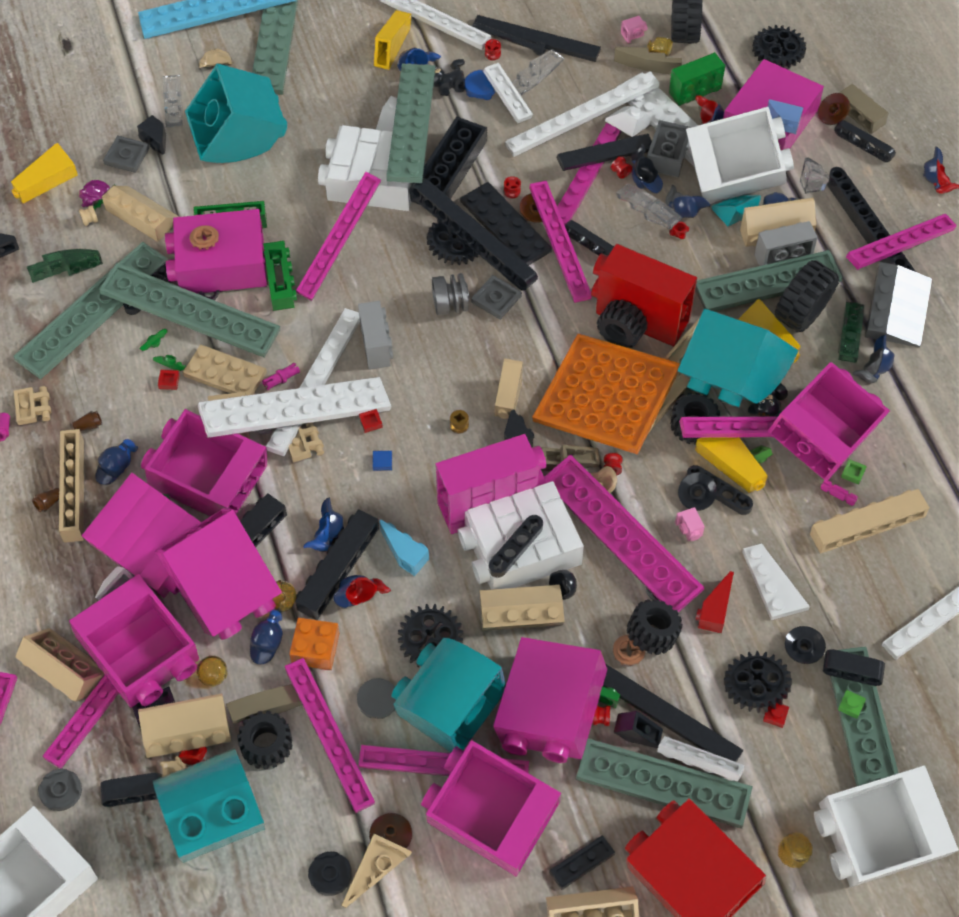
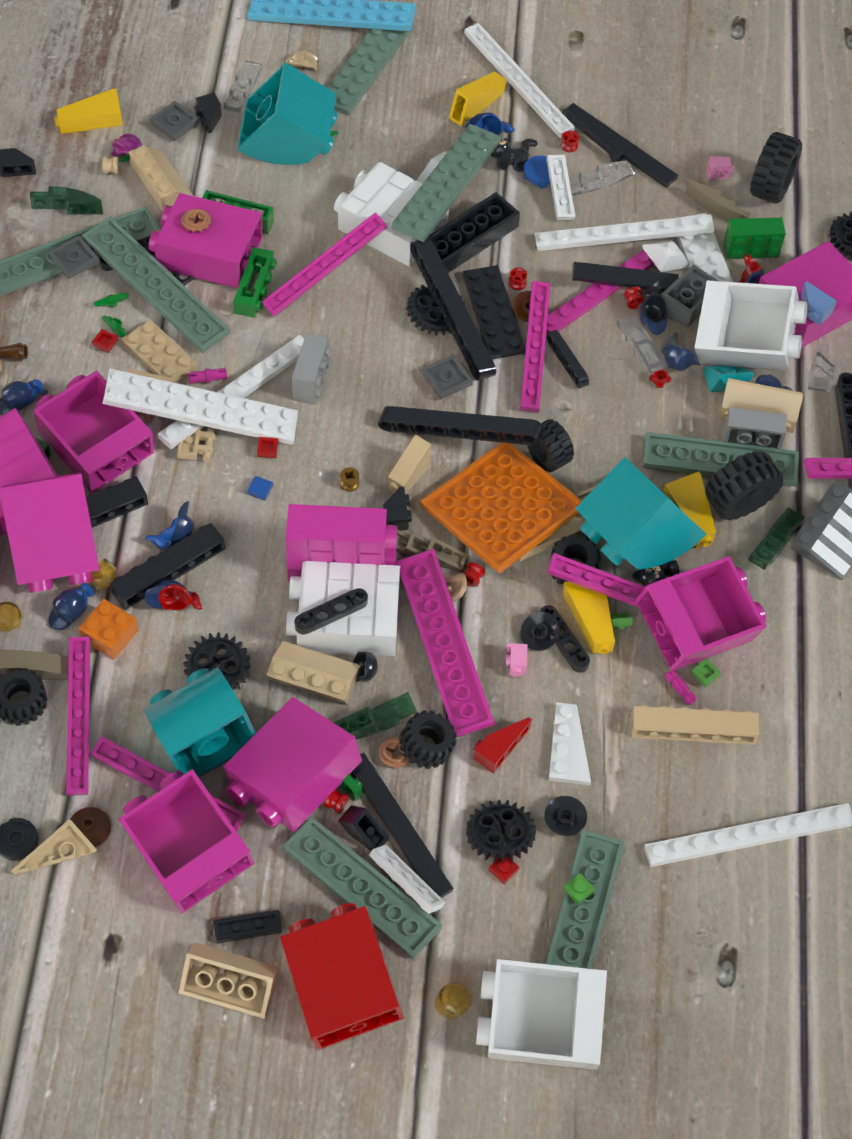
camera: 20 degrees right, 0 degrees up
(100, 313) = (73, 257): none -> dark grey plate
(375, 698) = (135, 699): dark grey tile -> none
(407, 552) = (236, 579): medium azure slope -> none
(450, 294) = (401, 357): flat silver wheel -> none
(536, 335) = (460, 425): none -> black beam
(601, 623) = (378, 719): none -> clear green slope
(652, 286) = (592, 422): red brick -> none
(660, 45) = (736, 193): clear yellow hair -> none
(854, 667) = (599, 855): black beam -> none
(880, 362) = (789, 580): hair -> none

